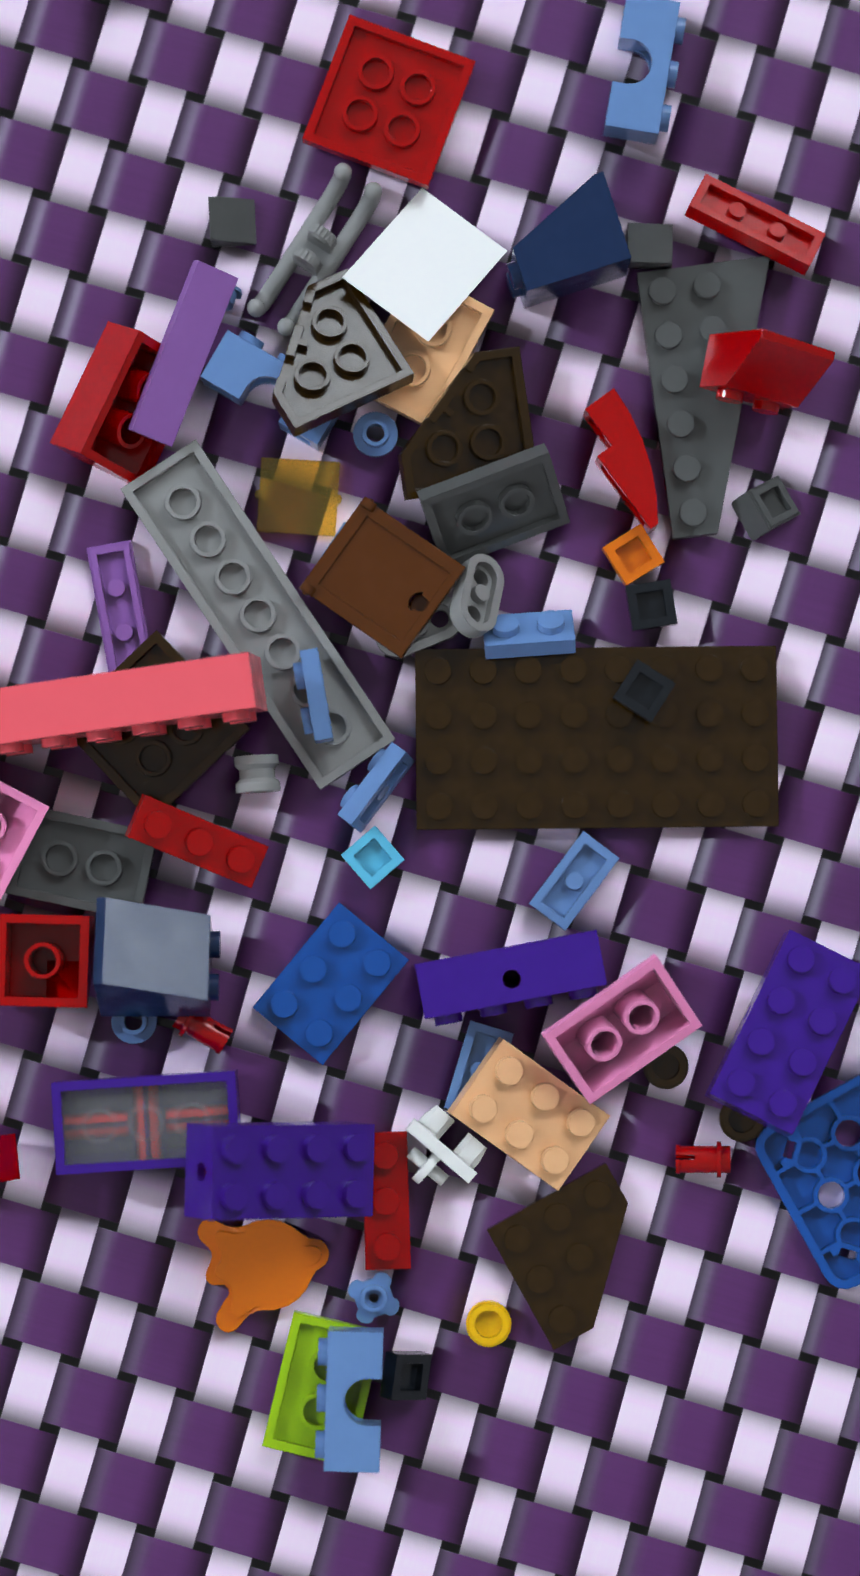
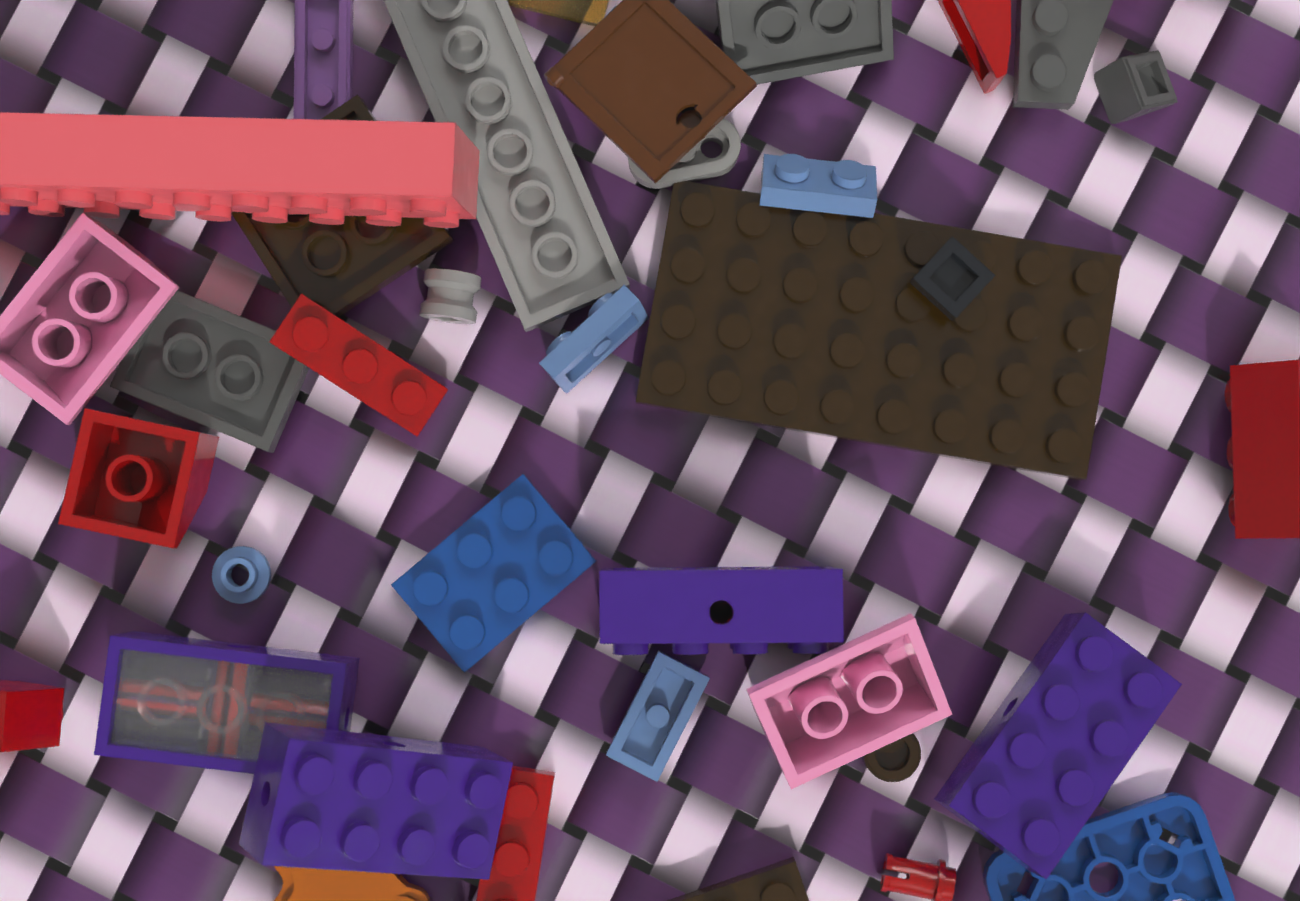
camera: 15 degrees right, 0 degrees up
(154, 960) = (269, 502): slope -> none
(204, 1030) = (323, 598): red pin -> none
(310, 677) = (536, 184): medium blue plate -> none
(372, 857) = (574, 426): medium azure plate -> none
(428, 1132) = (612, 825): white hips -> none
(477, 596) = (763, 125): light grey plate -> none
(528, 1113) = (709, 782): light nougat plate -> none
(574, 880) = (819, 500): medium blue plate -> none
(633, 555) = (964, 112): orange plate -> none
(651, 605) = (975, 178): black plate -> none
(738, 1126) = (968, 844): dark brown tile -> none

